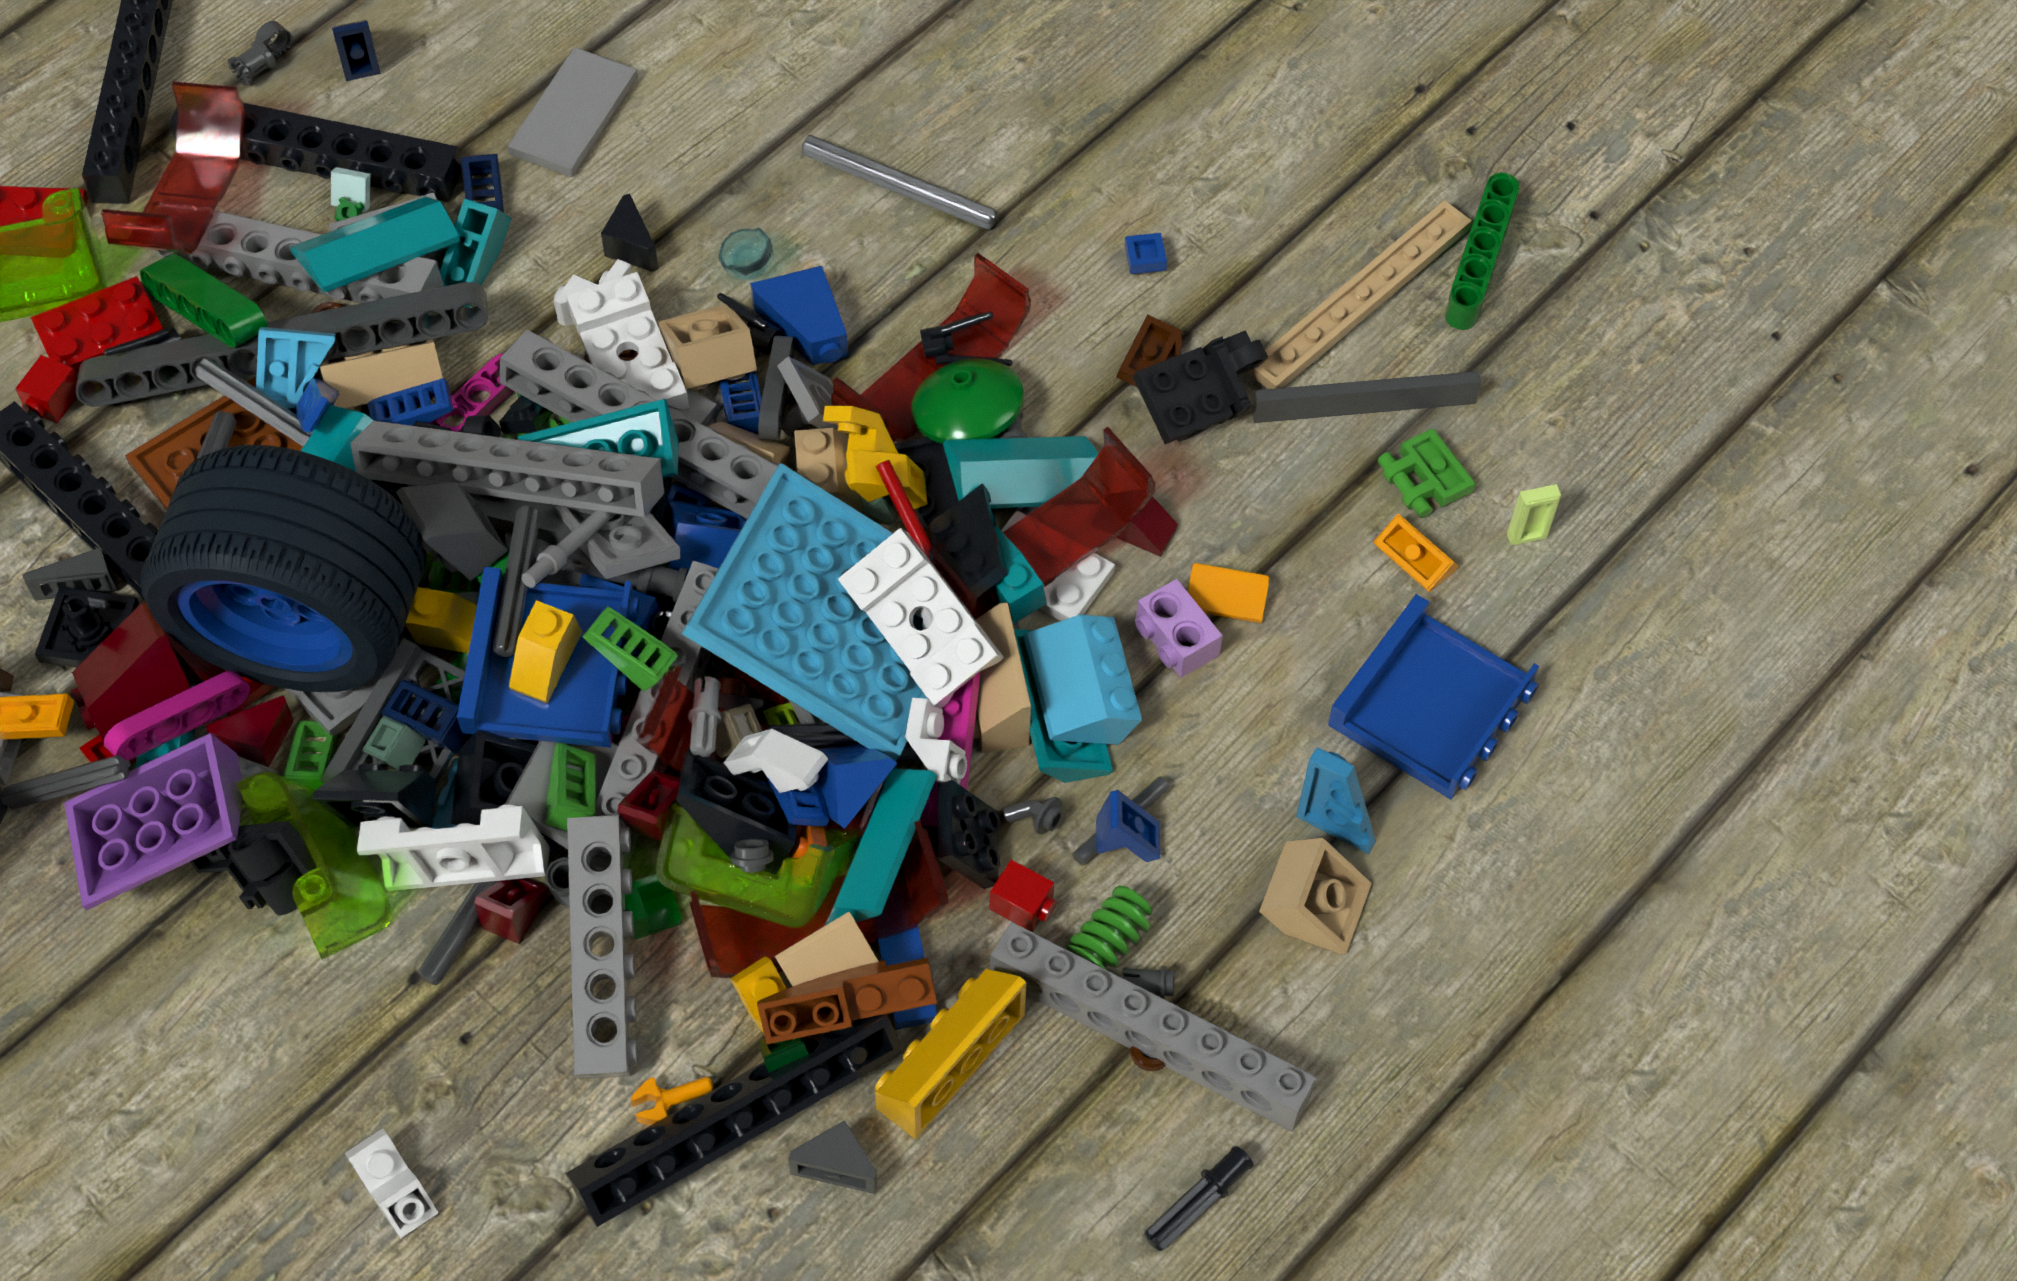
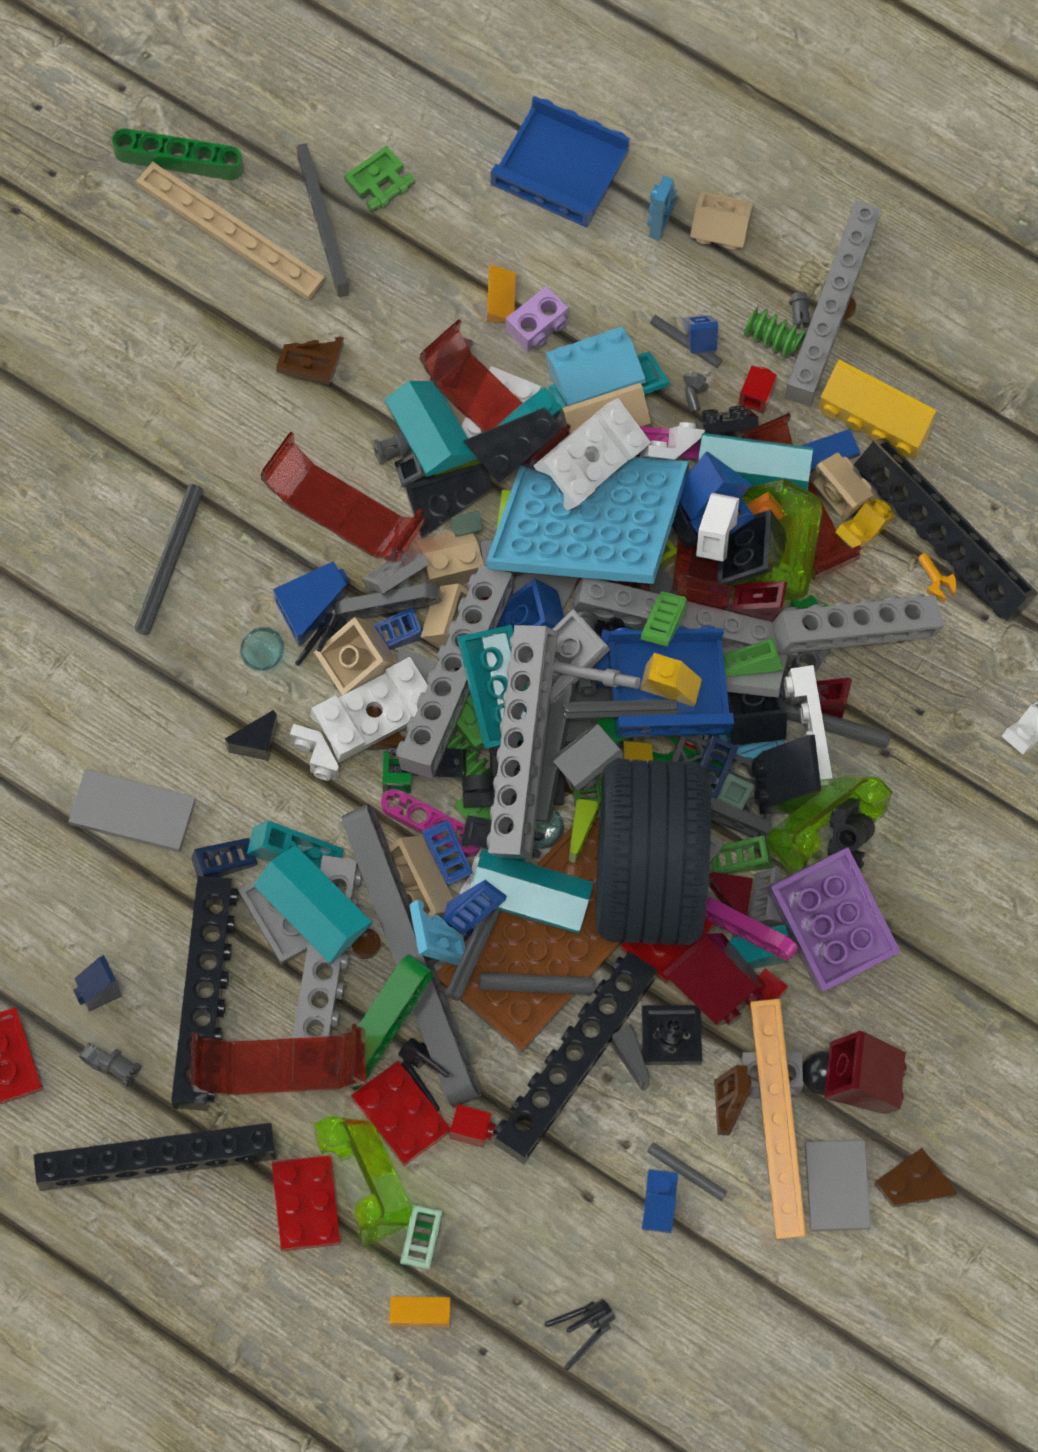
camera: 100 degrees left, 10 degrees up
(66, 782) = (808, 995): dark grey axle -> none
(348, 209) = (261, 953): green piece -> none
(352, 185) = (242, 954): light aqua tile -> none
(705, 716) = (710, 573): light grey axle -> none
(734, 727) = (689, 565): dark tan slope -> none
(752, 855) = (787, 530): dark grey plate -> none
(781, 1053) = (901, 505): dark green tile -> none
(834, 1159) = (957, 470): dark grey slope -> none
(846, 996) = (869, 475): dark orange slope -> none
(864, 428) = (432, 528): yellow slope -> none
(864, 478) = (463, 510): yellow slope -> none
(903, 506) = (496, 486): red bar -> none
(939, 340) = (324, 503): black plant -> none
(967, 400) = (391, 483): green dish -> none
(1145, 253) = (213, 377): blue plate -> none
(1198, 1198) = (926, 259): black axle -> none
(1199, 386) = (344, 323): black plate -> none
(1415, 553) = (443, 182): light orange slope -> none
(1533, 514) = (414, 104): yellowish green tile -> none

